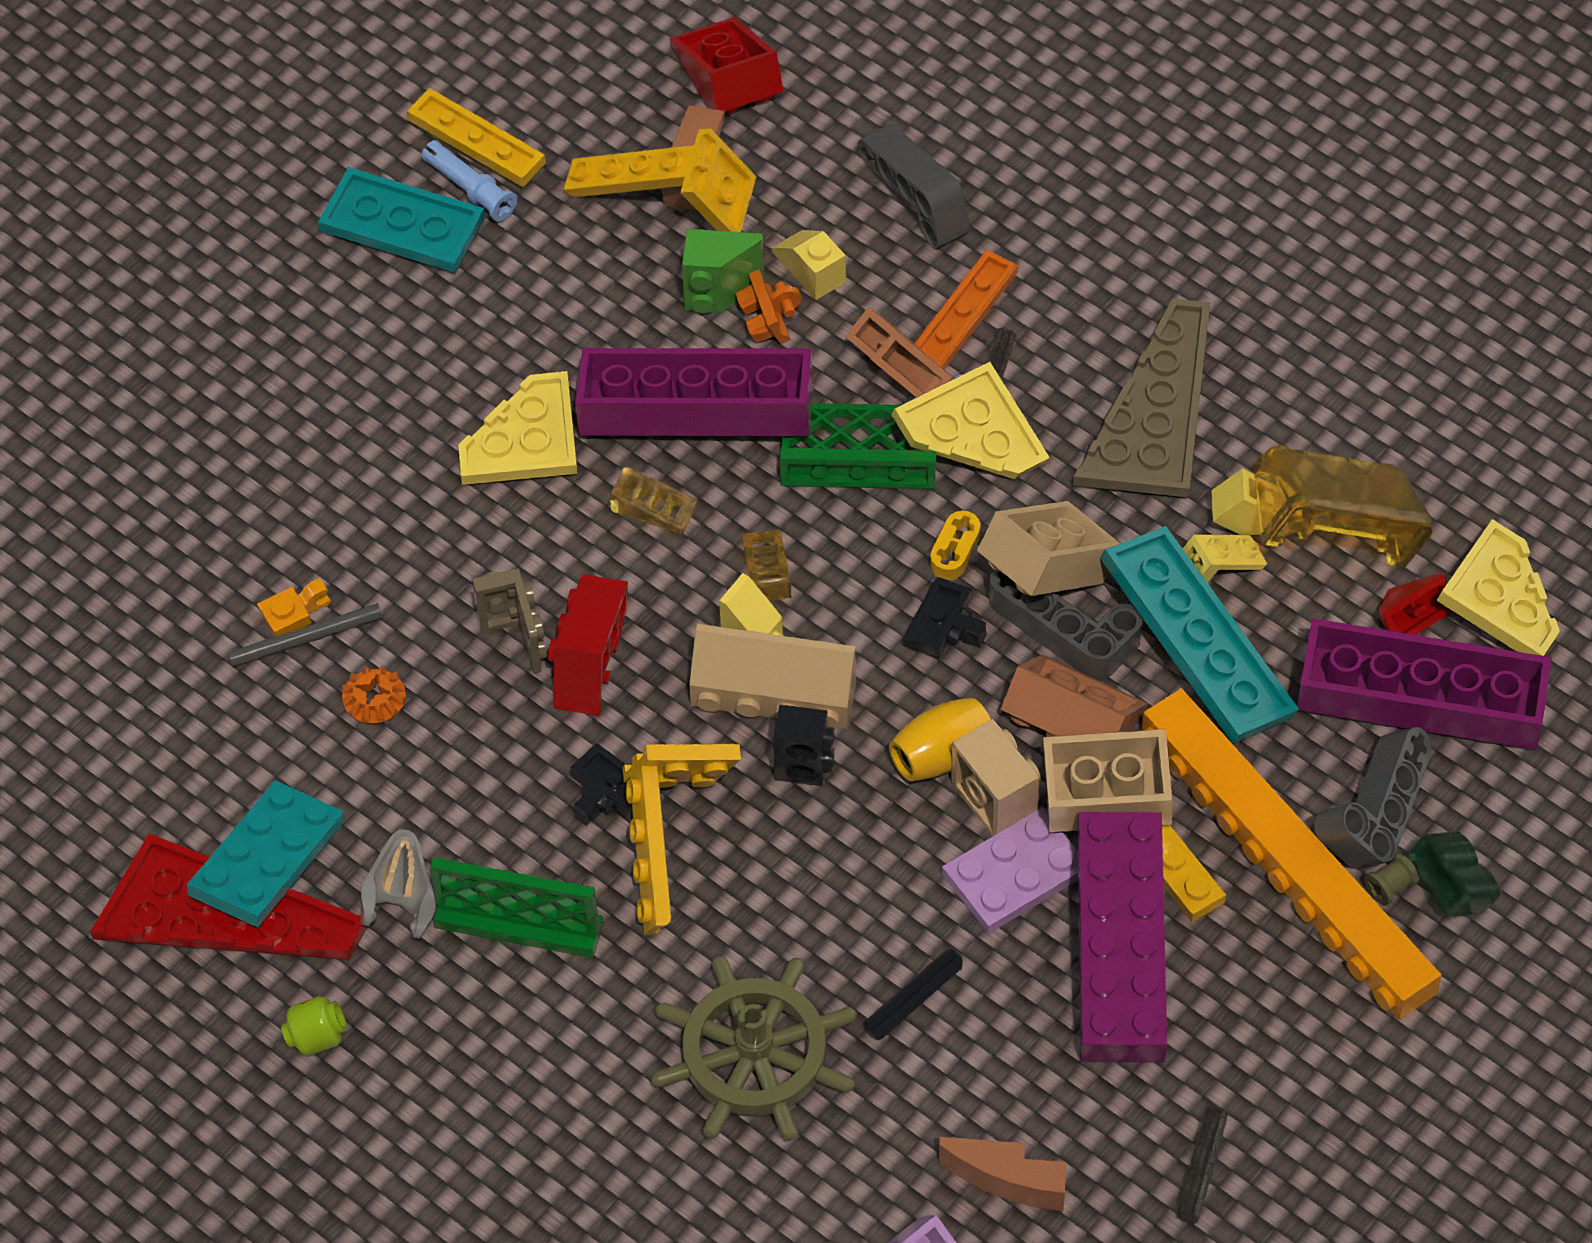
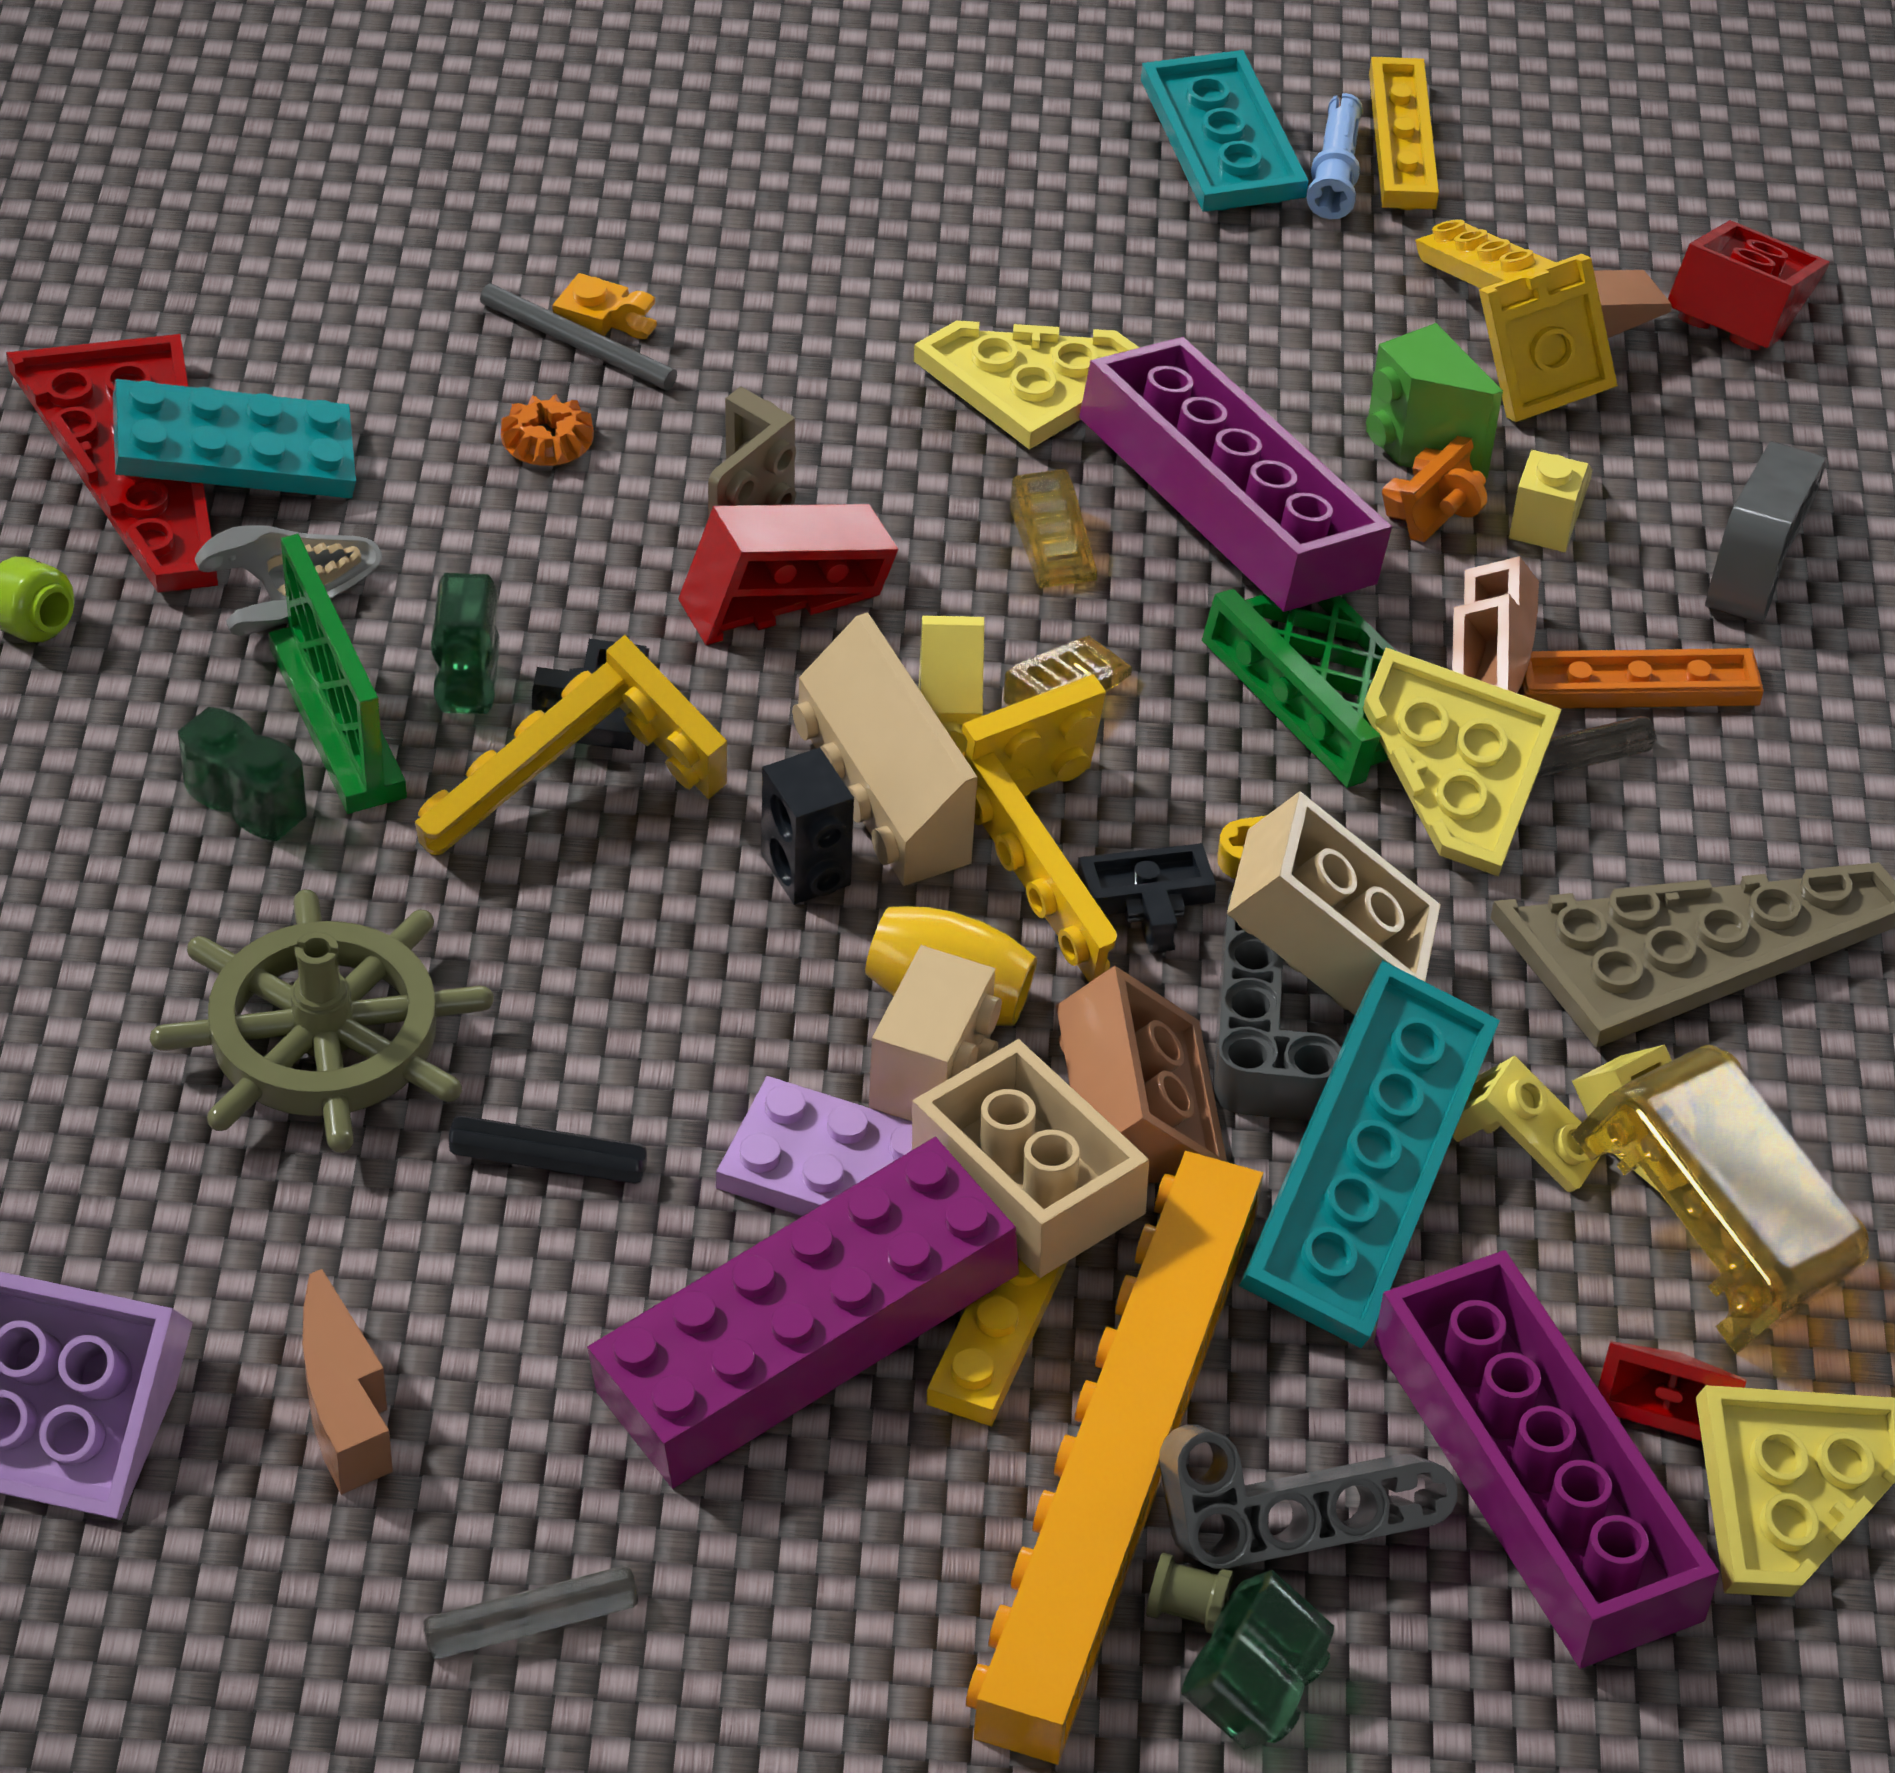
camera: 50 degrees right, 10 degrees down
(535, 991) = (242, 773): none -> clear green brick
(539, 827) = (465, 643): none -> clear green brick
(883, 654) = (1022, 751): none -> yellow bracket

